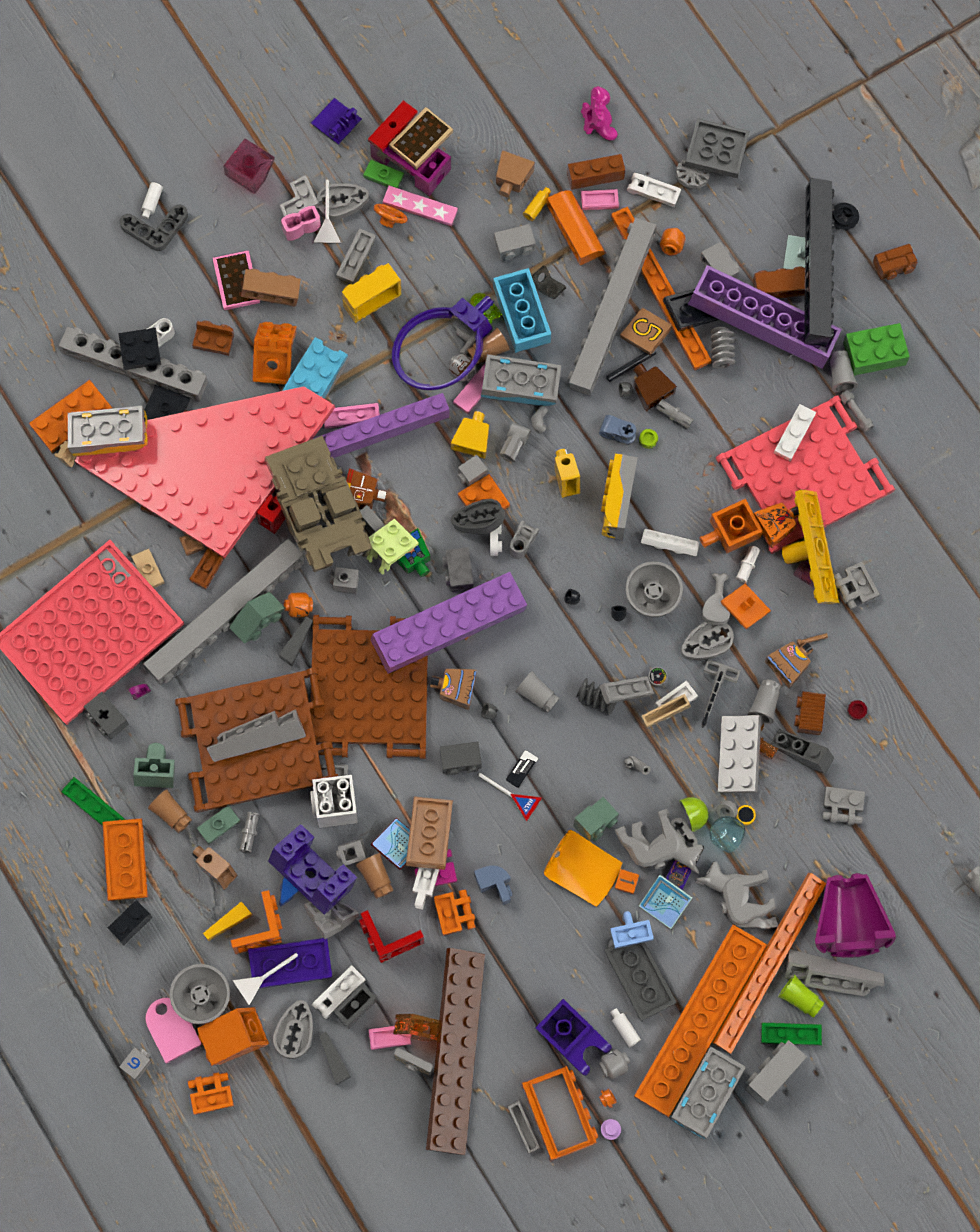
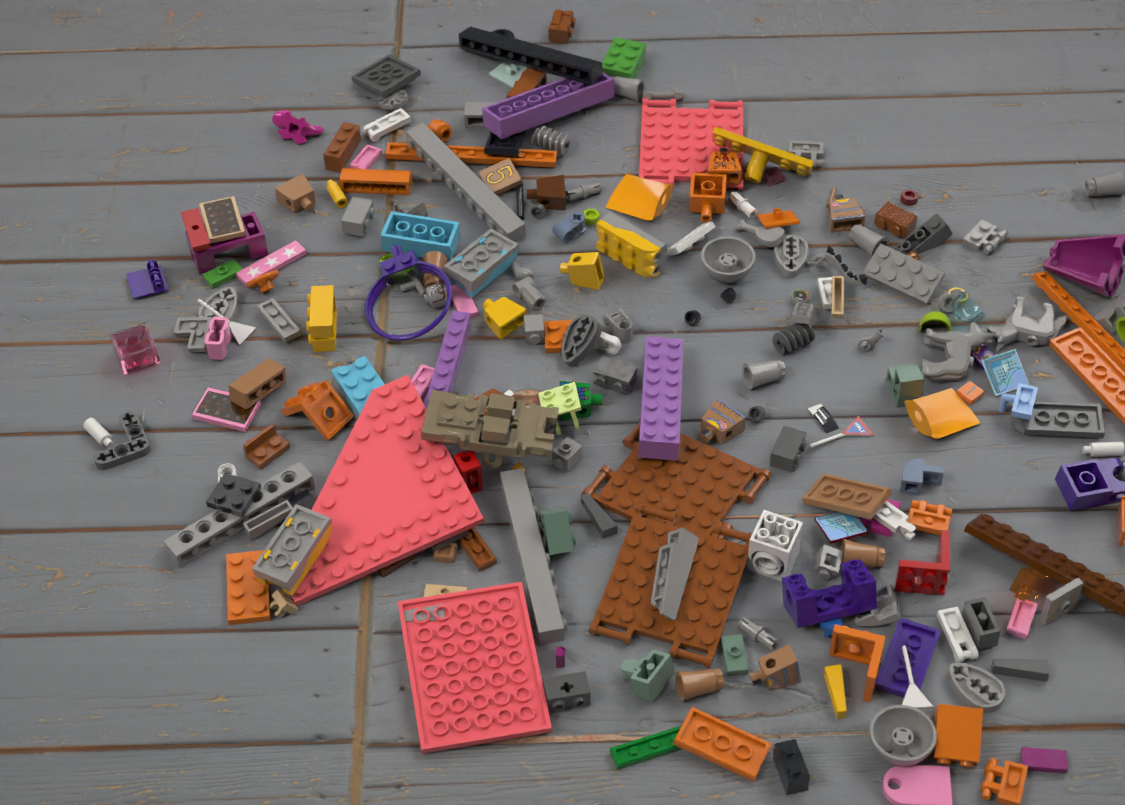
camera: 55 degrees left, 25 degrees down
(139, 389) = (267, 520): none -> light grey piece
(251, 1115) = (1044, 759): none -> magenta tile
(298, 604) = (565, 496): orange head -> none
(697, 468) = (640, 197): none -> light orange piece
(794, 432) = (655, 129): white plate -> none

